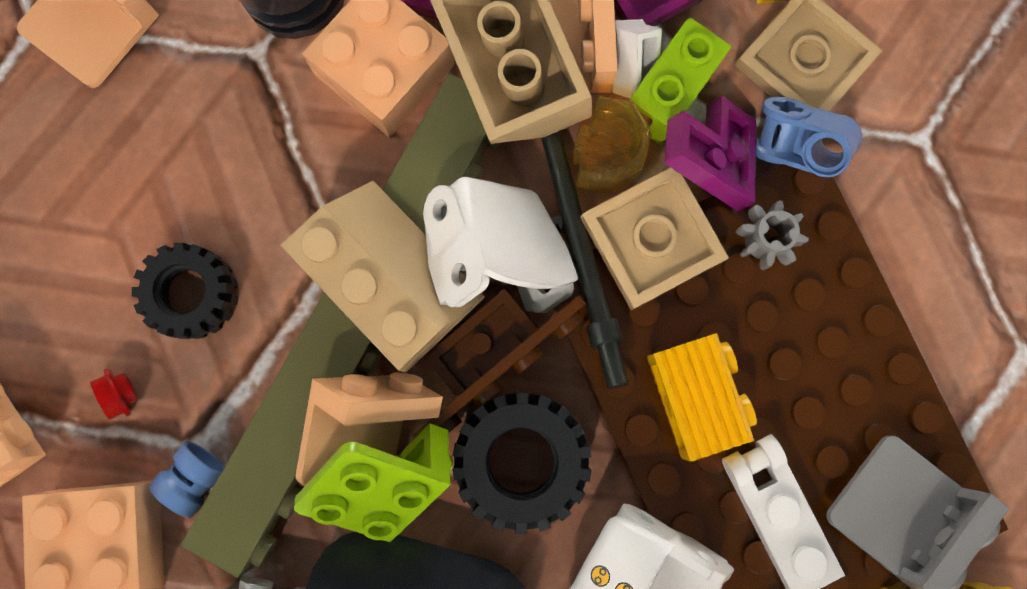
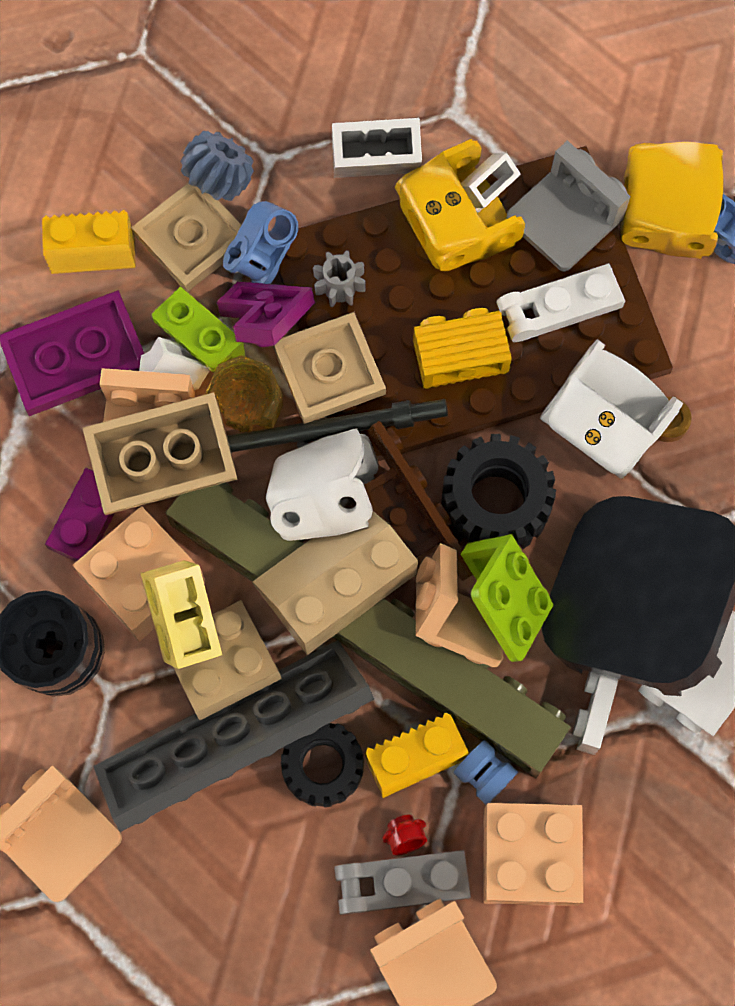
camera: 80 degrees left, 10 degrees down
(64, 398) = (404, 882): none -> light grey plate
(197, 184) = (203, 751): none -> dark grey plate
(197, 395) = (416, 755): none -> yellow brick
(292, 162) = (237, 672): none -> tan plate
(310, 97) = (181, 614): none -> light yellow brick
(890, 371) = (445, 216): none -> yellow piece
(900, 70) = (217, 165): none -> sand blue gear
(957, 254) = (376, 147): none -> white brick
(959, 416) = (502, 168): none -> white piece

